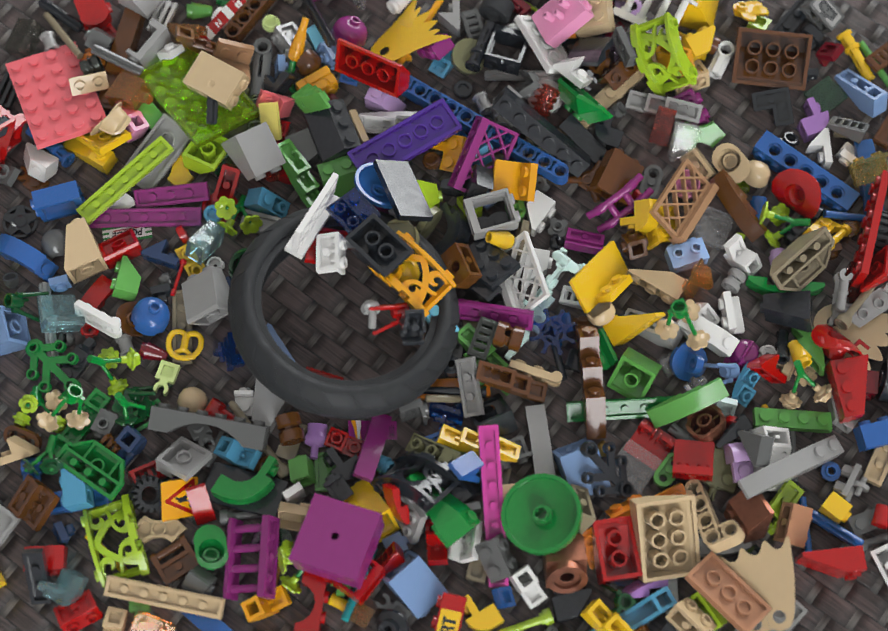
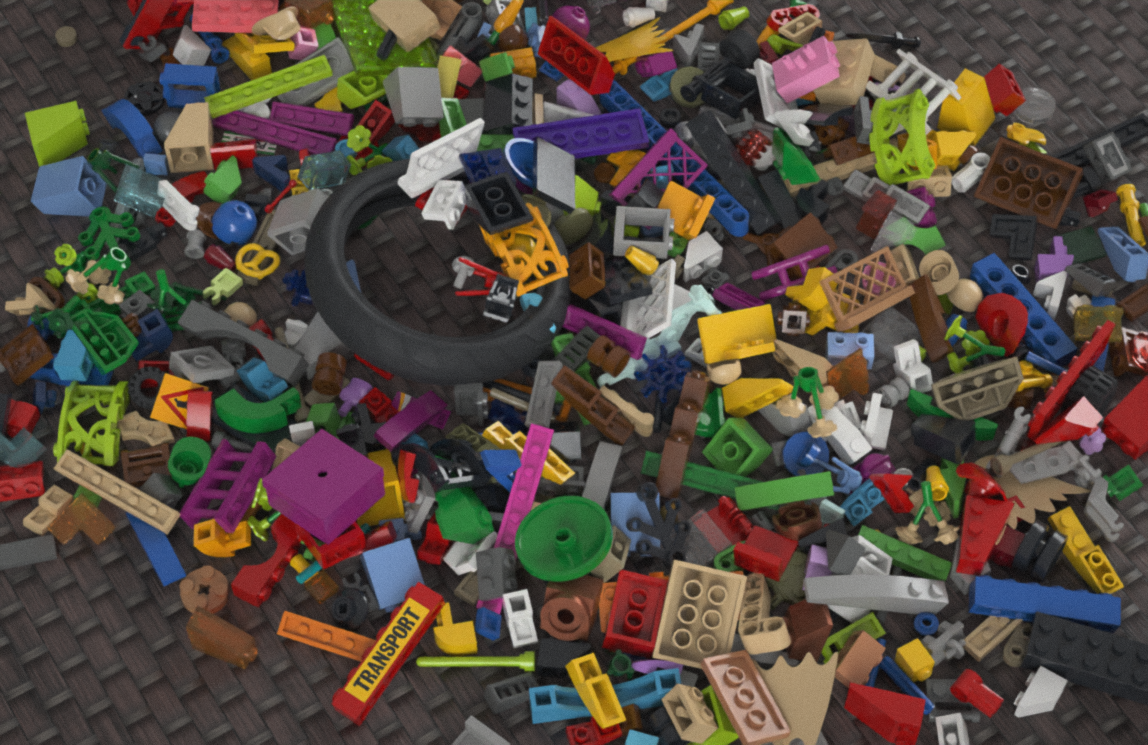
camera: 20 degrees right, 15 degrees down
(109, 359) = (172, 250): lime plant -> none

